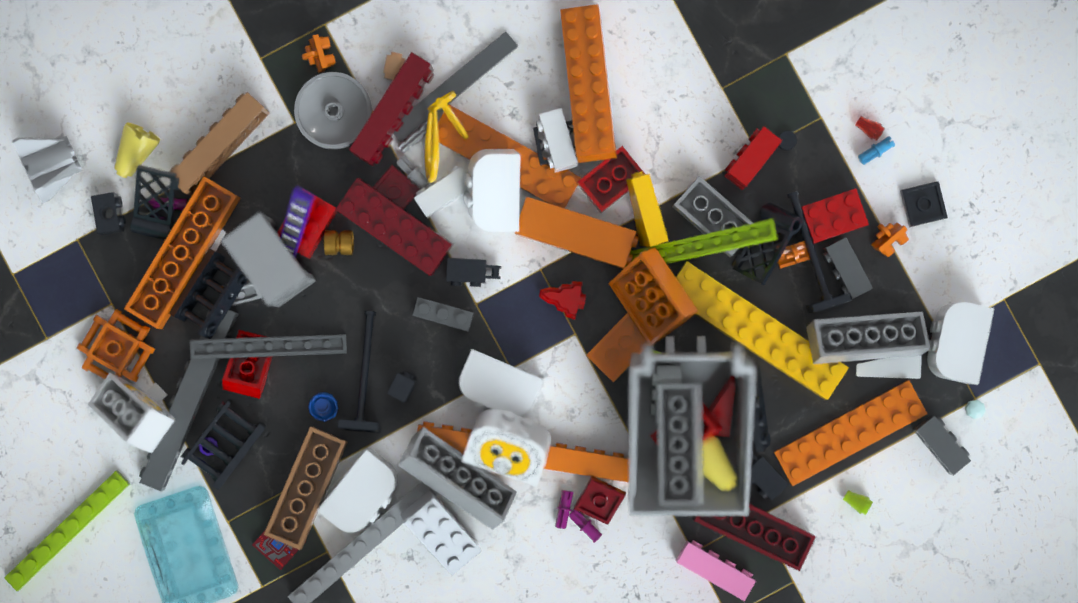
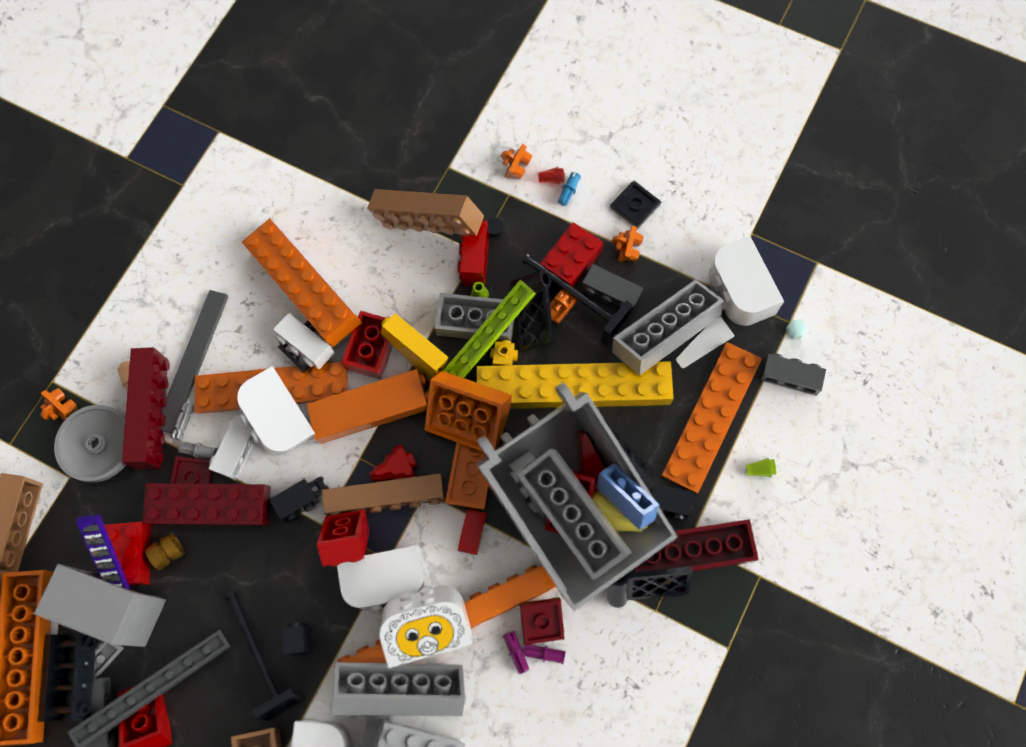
camera: 30 degrees left, 15 degrees down
(323, 406) = (235, 710): blue hair -> none
(431, 150) = (183, 372): yellow animal -> none
(443, 314) = (292, 552): dark grey brick -> none
(489, 333) = (343, 538): none -> red brick
(541, 315) = (384, 495): none -> medium nougat brick
(592, 393) = (472, 532): none -> red slope
(692, 524) = (625, 587): none -> black piece
(710, 268) = (503, 353): none -> yellow brick
(715, 570) = (686, 612): bright pink brick -> none
(728, 196) = (479, 290): none -> lime cone
(730, 459) = (627, 496): none -> medium blue brick
(734, 97) = (426, 212): none -> medium nougat brick
(847, 89) = (520, 155): none -> orange hips

